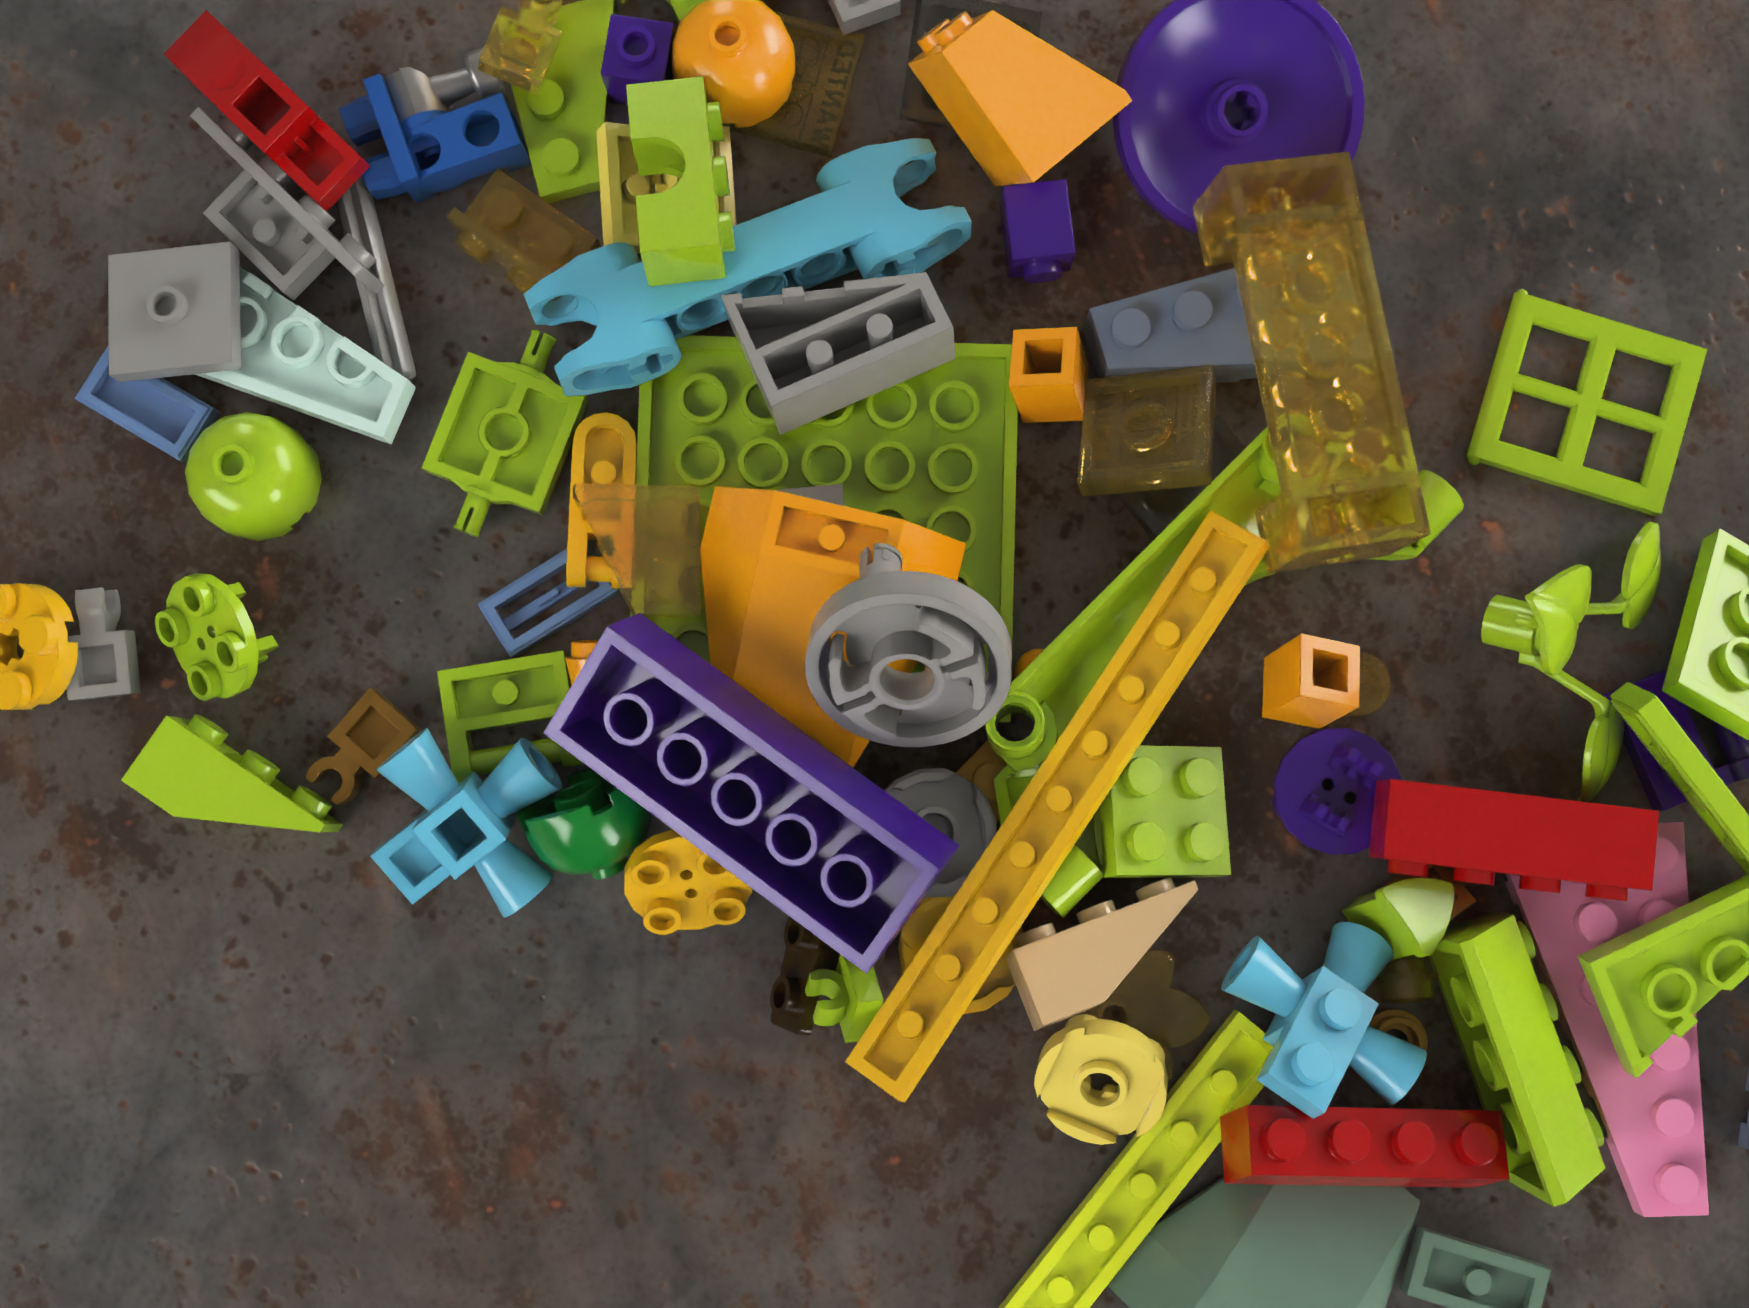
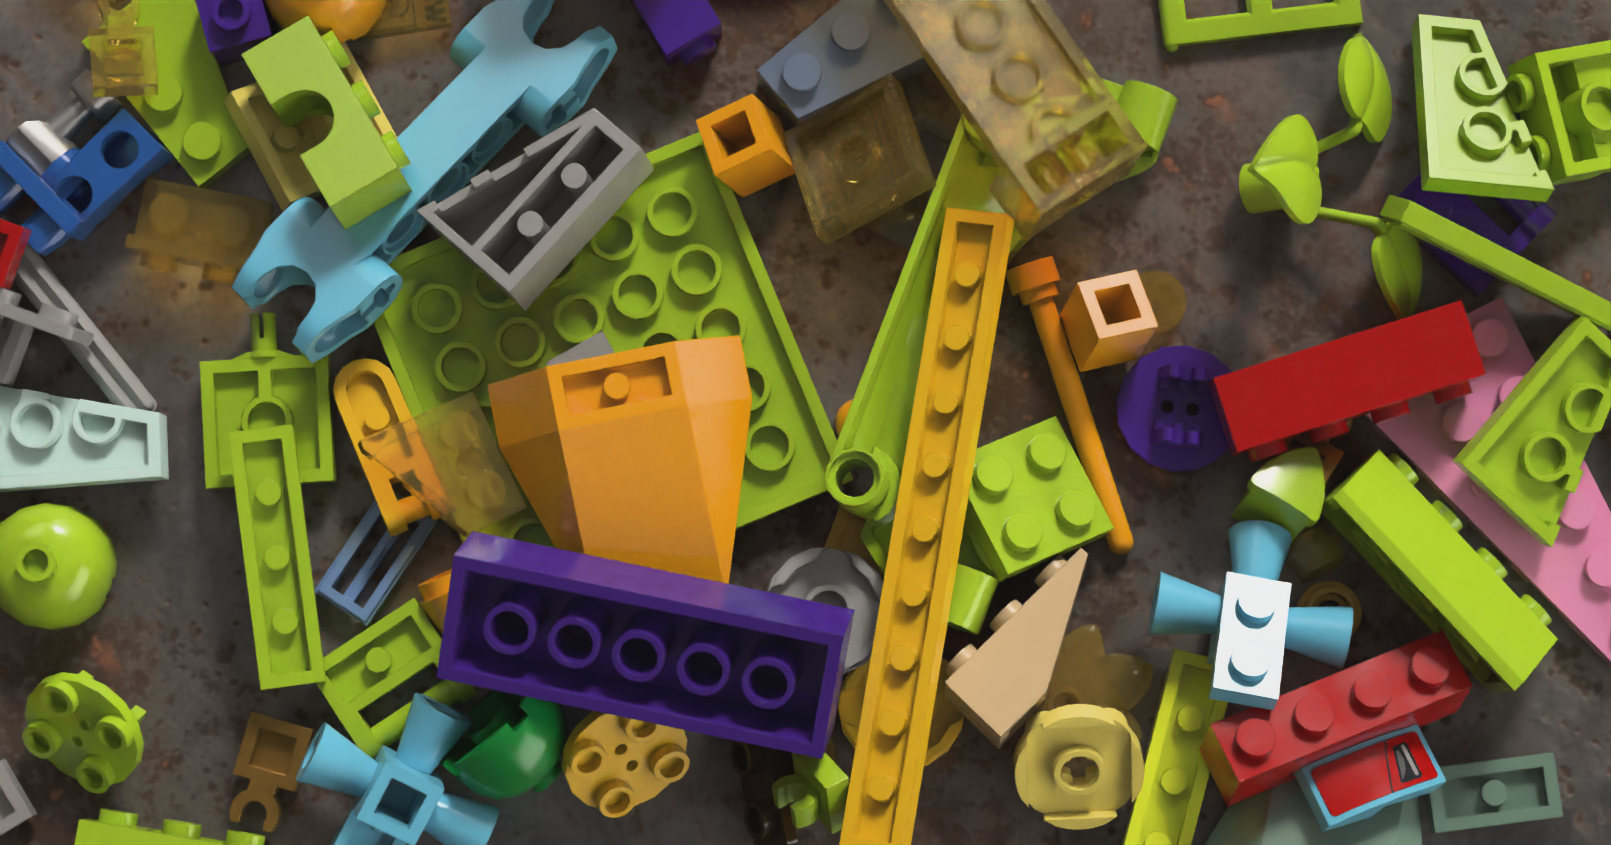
camera: 25 degrees left, 0 degrees up
(453, 557) = (276, 556): none -> lime plate
(914, 618) = (725, 426): light grey piece -> none
(1255, 623) = (1036, 288): none -> light orange piece
(1371, 1218) = (1369, 777): none -> slope

